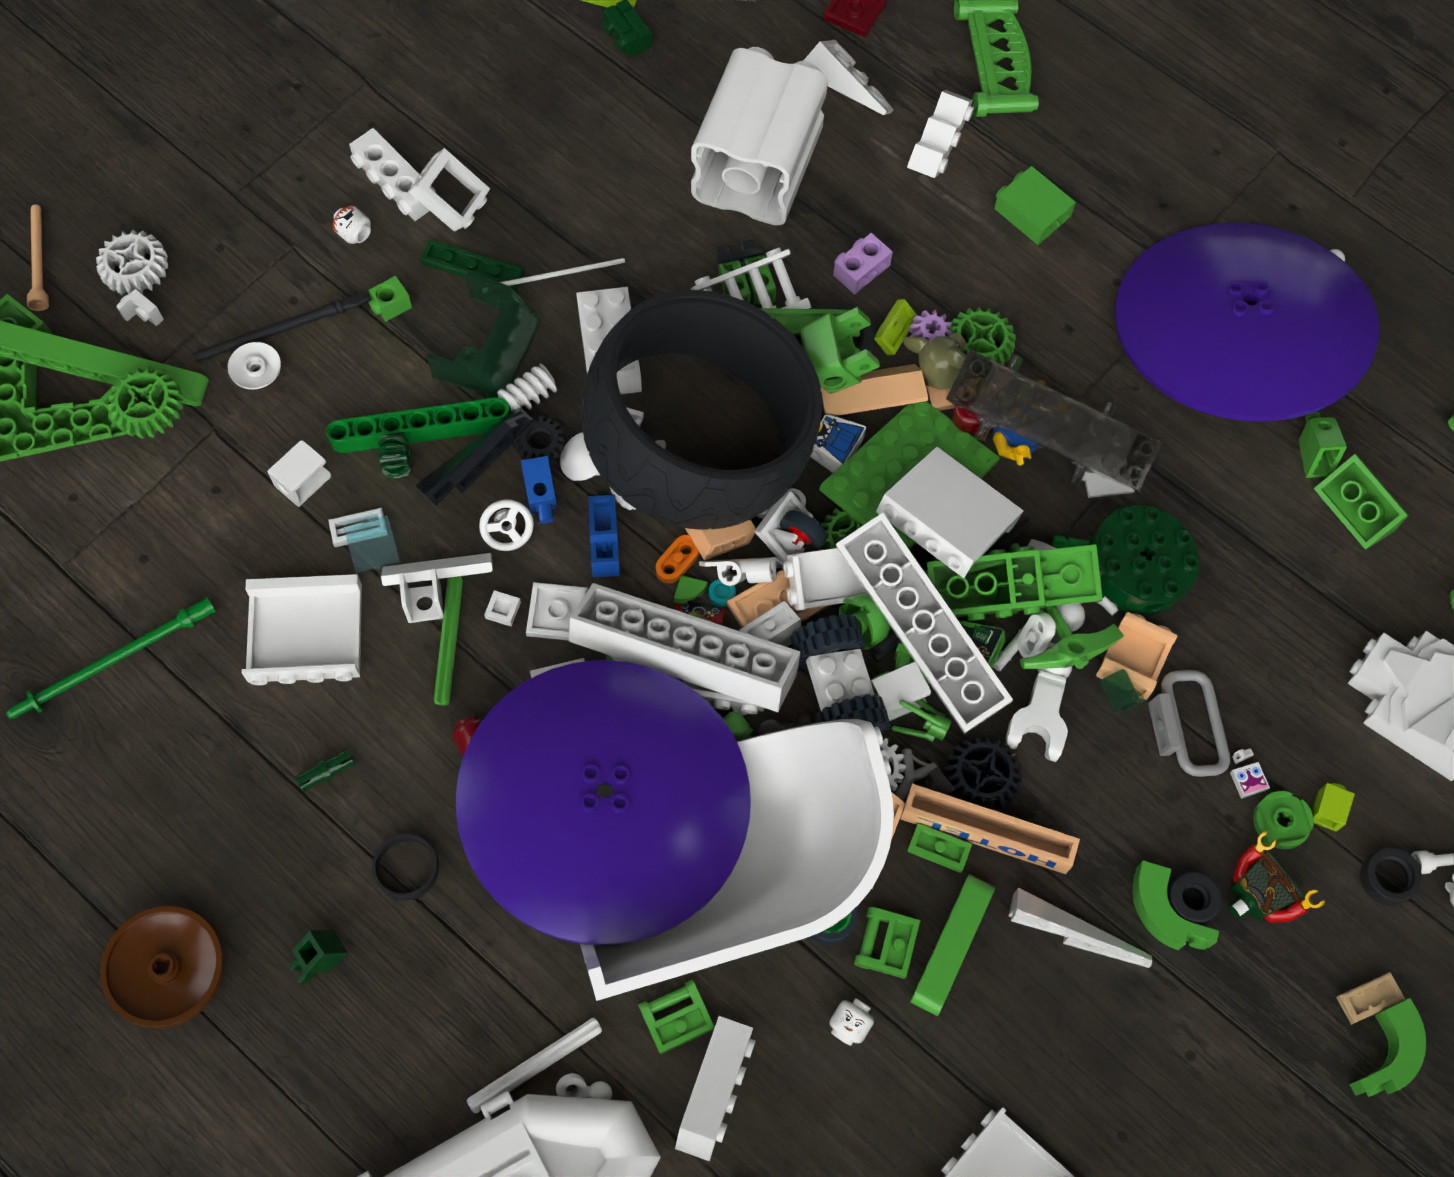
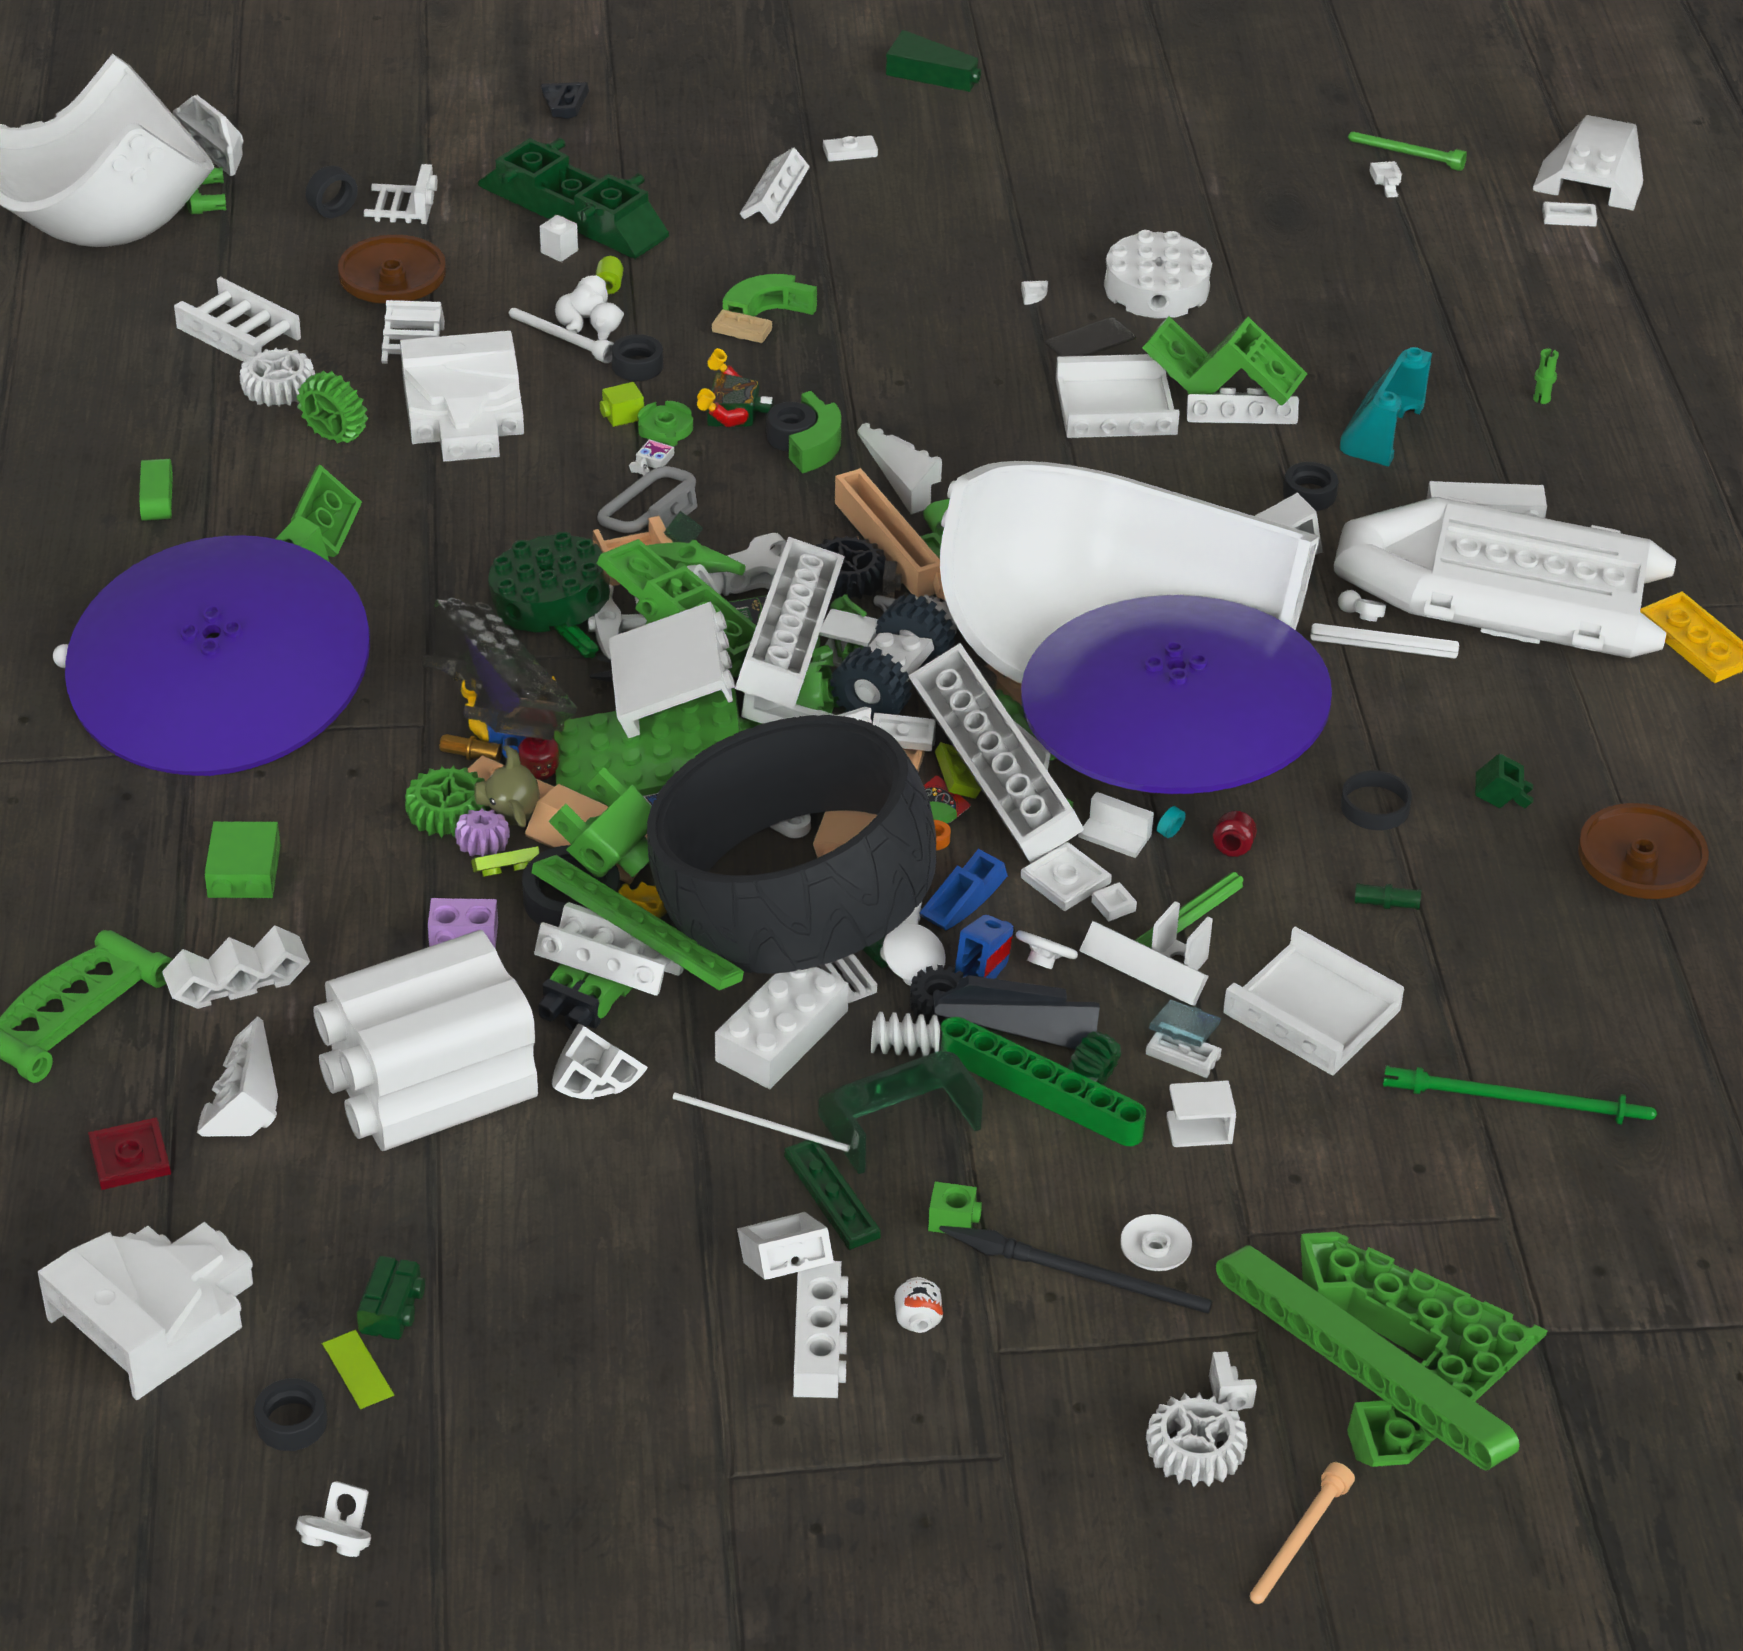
camera: 135 degrees left, 25 degrees down
(150, 388) = (1310, 1228): bright green gear -> none
(680, 231) = (594, 1067): none -> white brick

